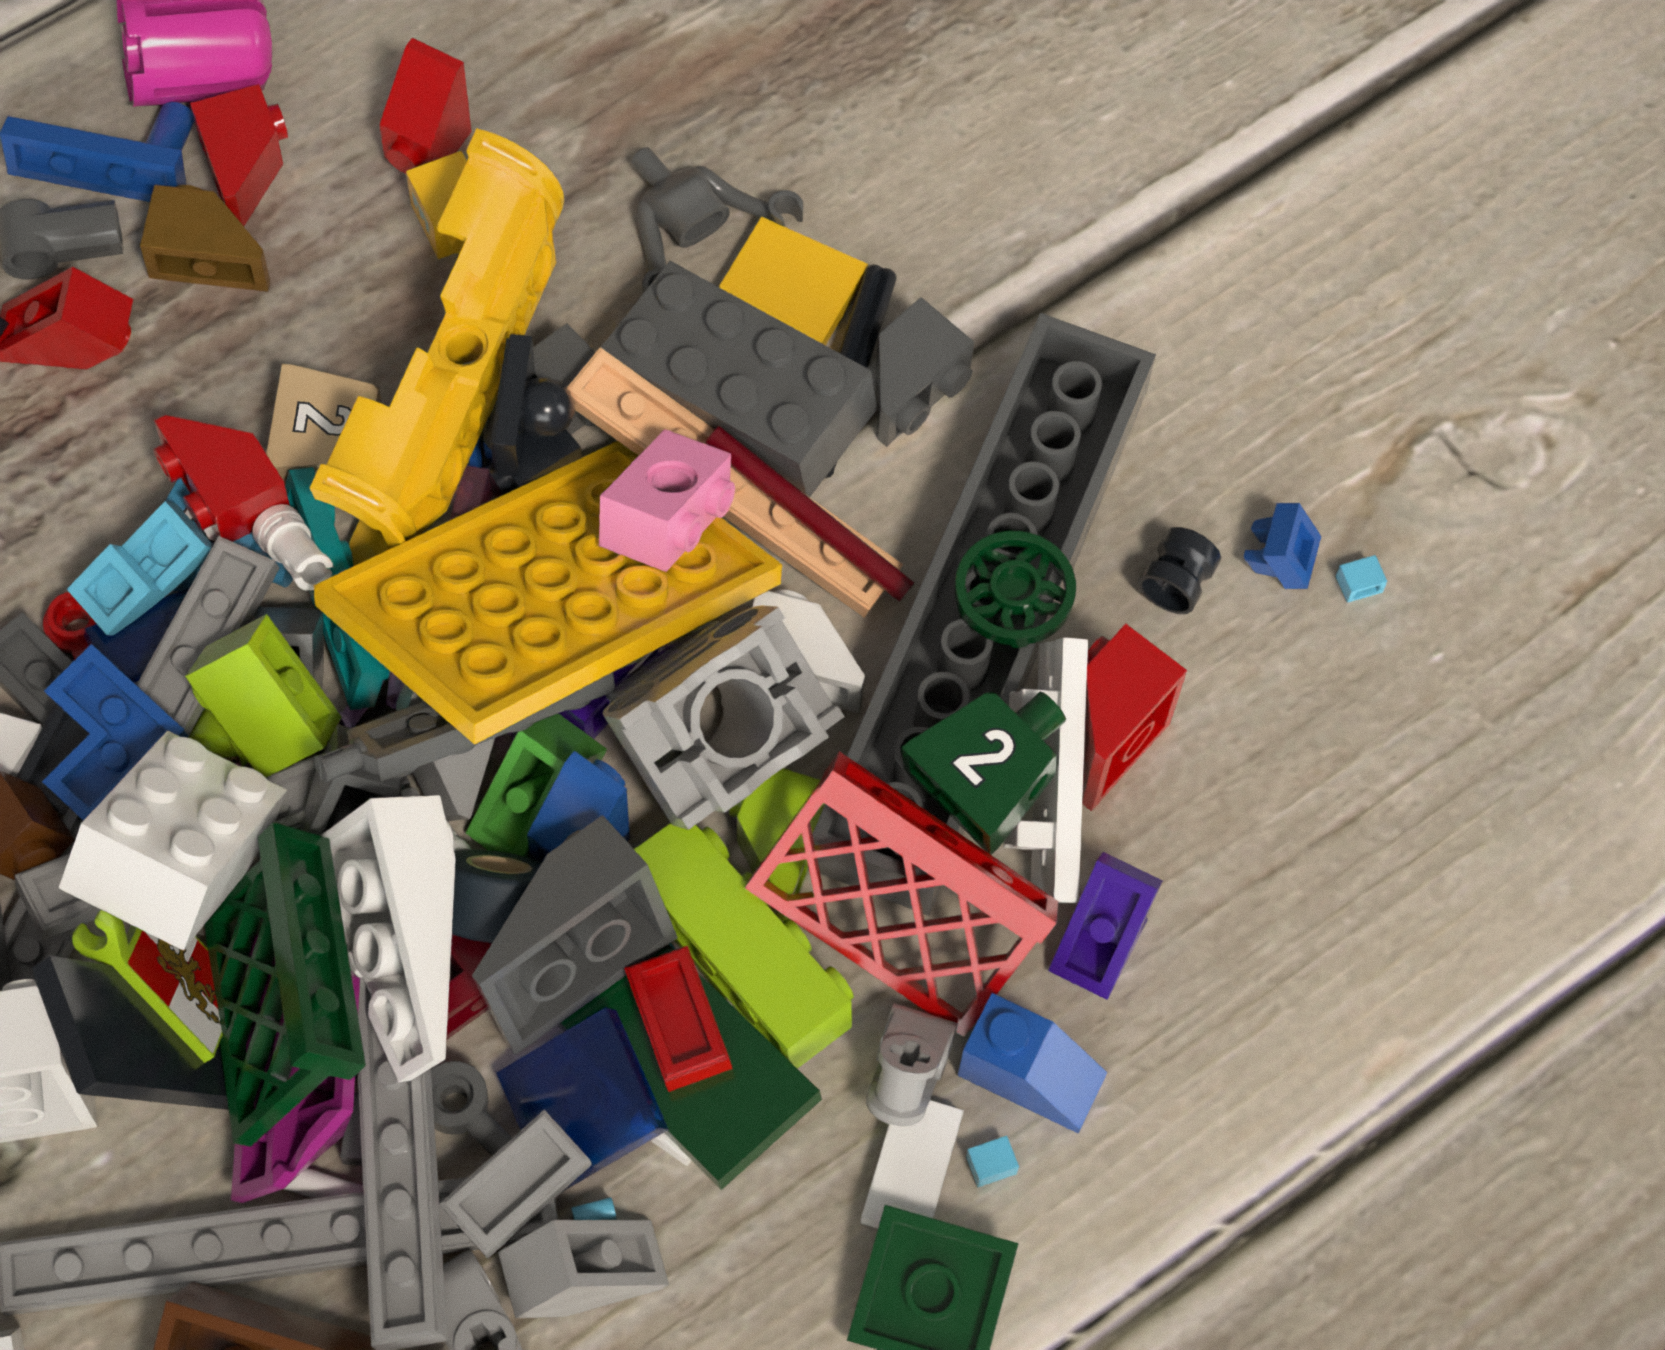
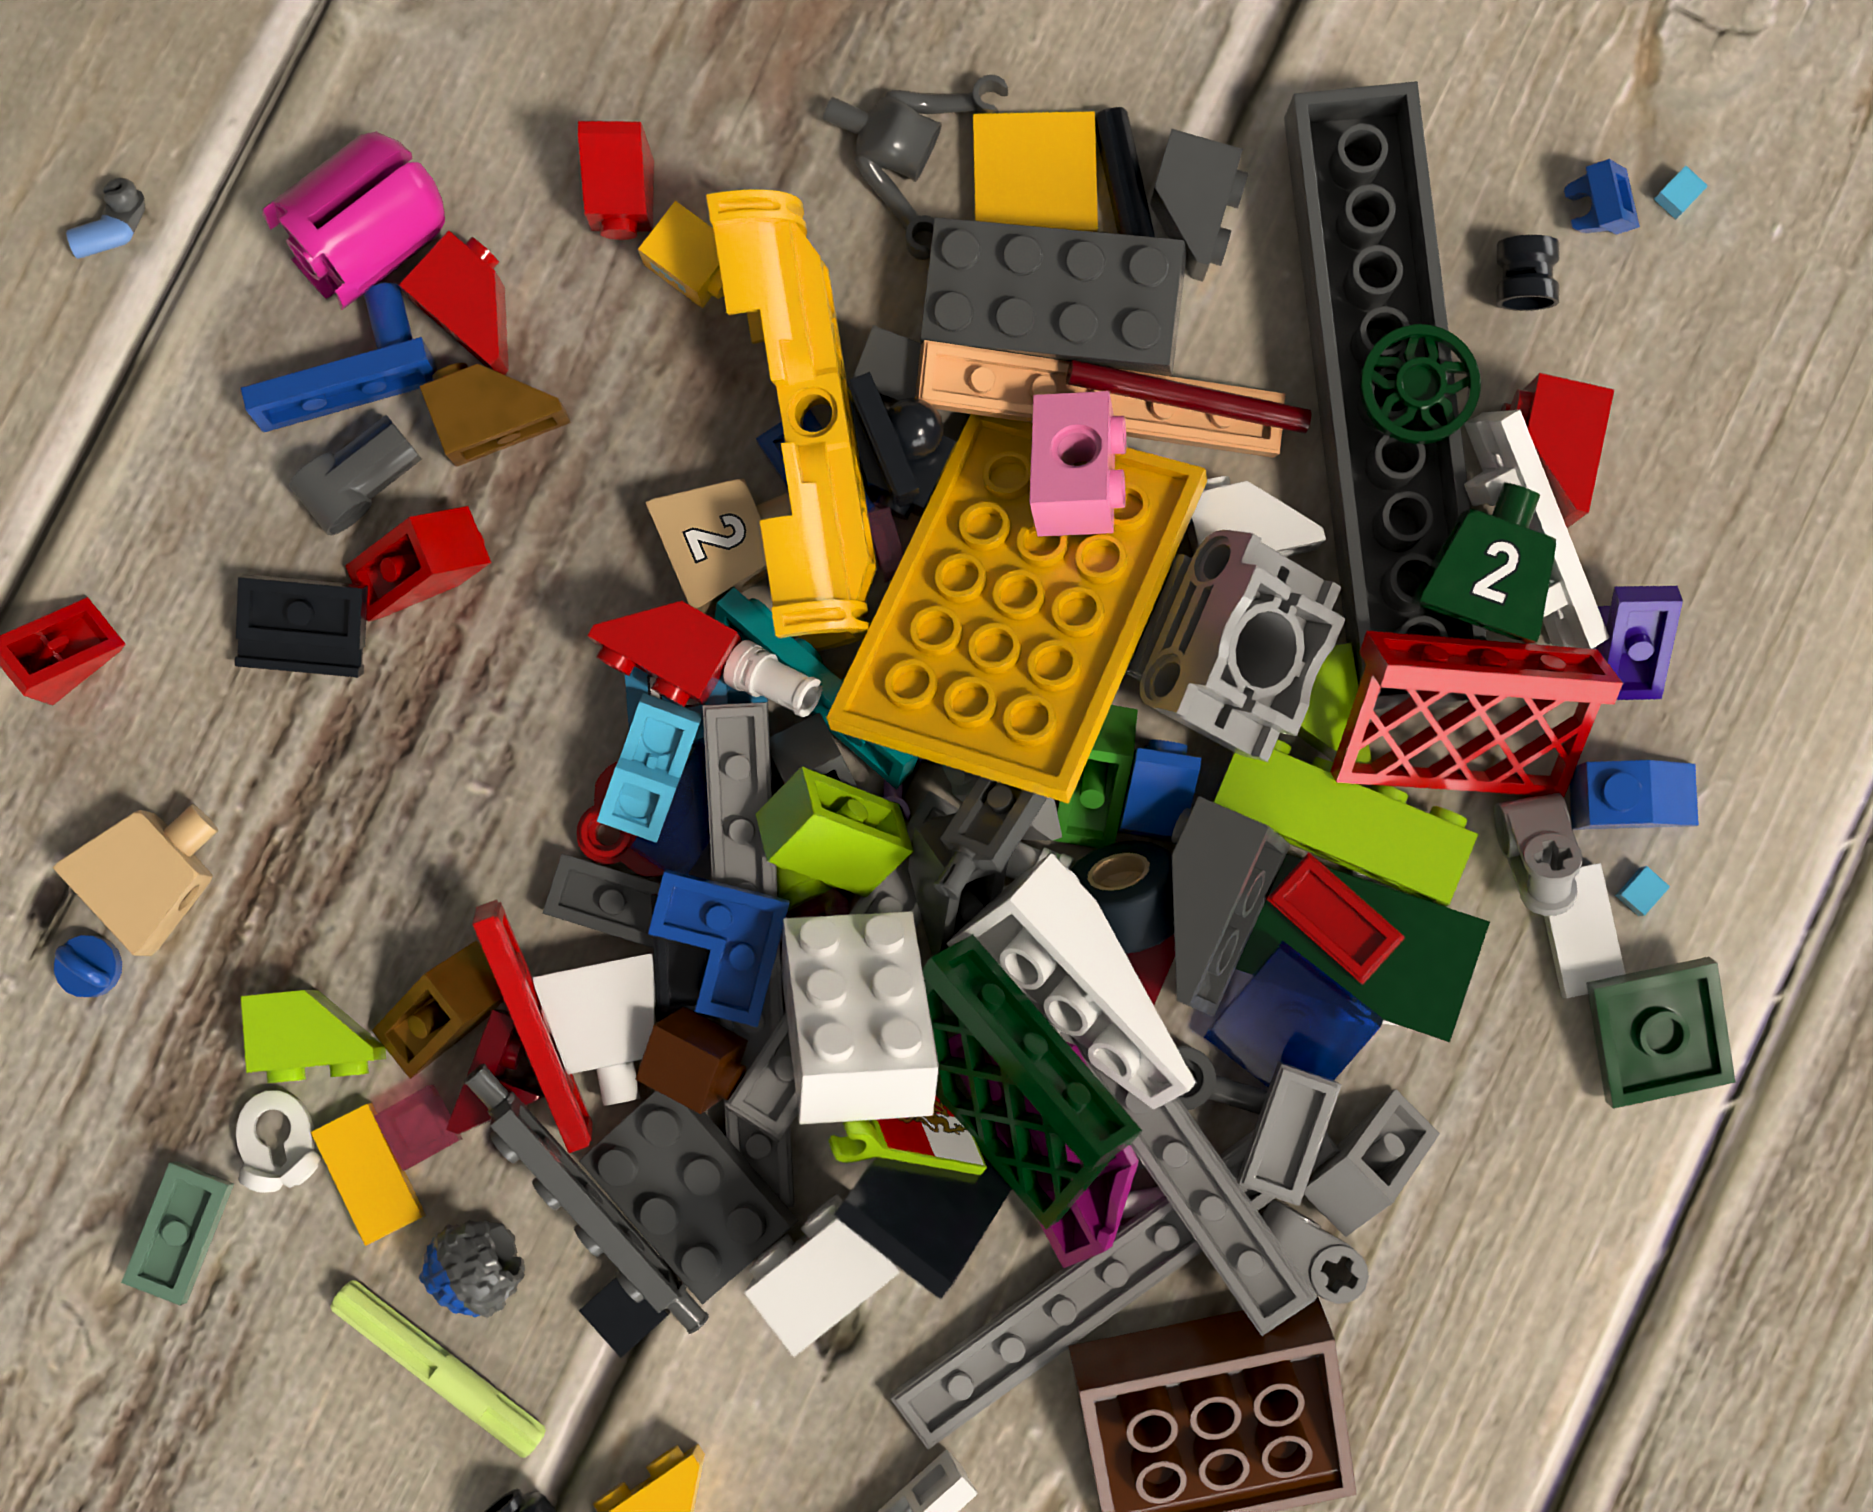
camera: 25 degrees left, 20 degrees up
(596, 1210) = (1350, 1110): medium azure piece -> none

